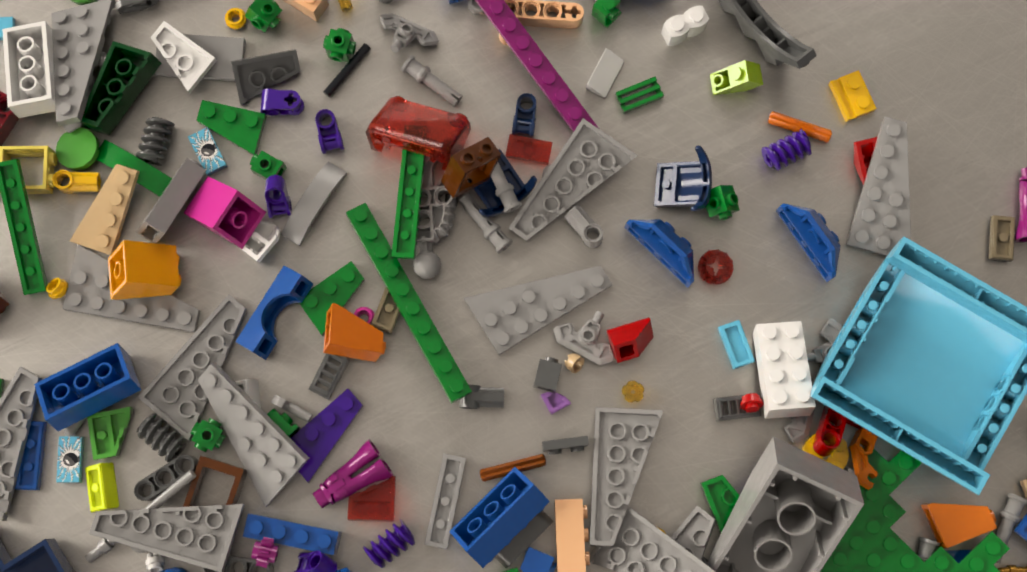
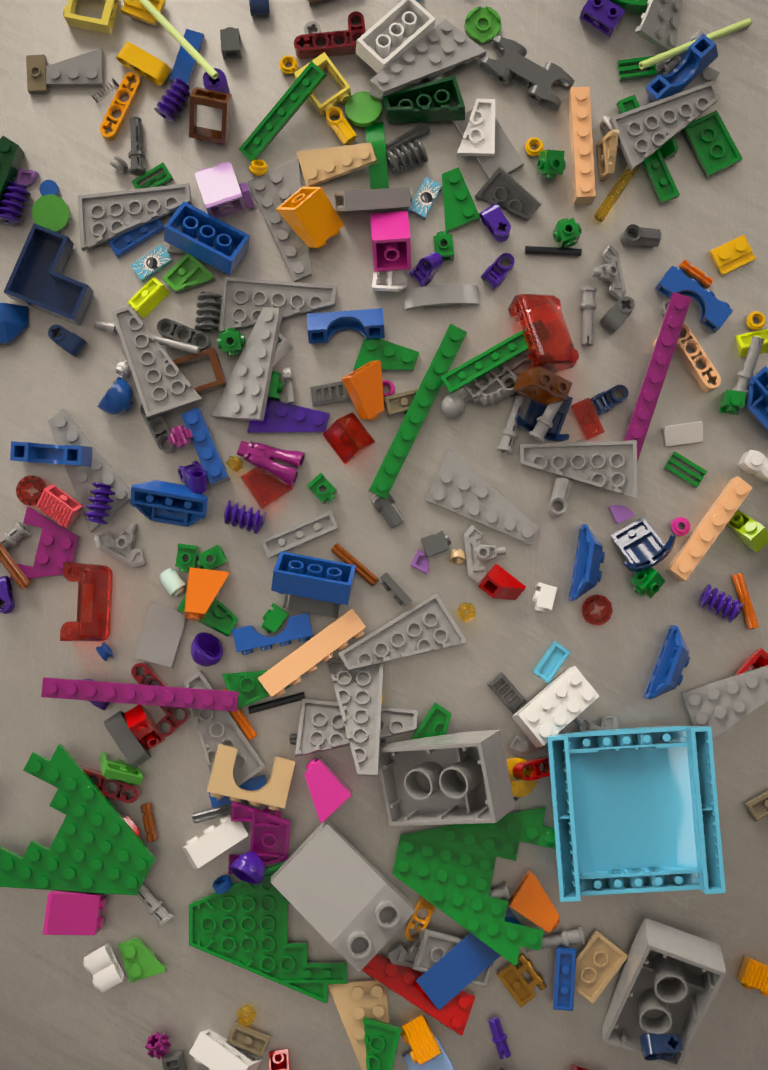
camera: 60 degrees right, 5 degrees up
(51, 340) = (220, 190): none -> slope
(75, 318) = (246, 194): none -> medium lavender tile
(137, 126) = (408, 137): none -> dark grey axle
(329, 516) = (234, 463): none -> clear yellow plate
(384, 386) = (348, 437): none -> clear red slope
(410, 453) = (315, 485): none -> green brick
(451, 56) = (616, 315): none -> dark grey piece
(639, 181) = (620, 513): none -> medium lavender tile
(670, 307) = (544, 597): none -> white brick
(685, 140) = (674, 526): none -> dark pink plate
(710, 112) = (709, 529): none -> light nougat brick
(751, 402) = (516, 700): red plate -> none
(859, 456) = (530, 803): orange piece -> none

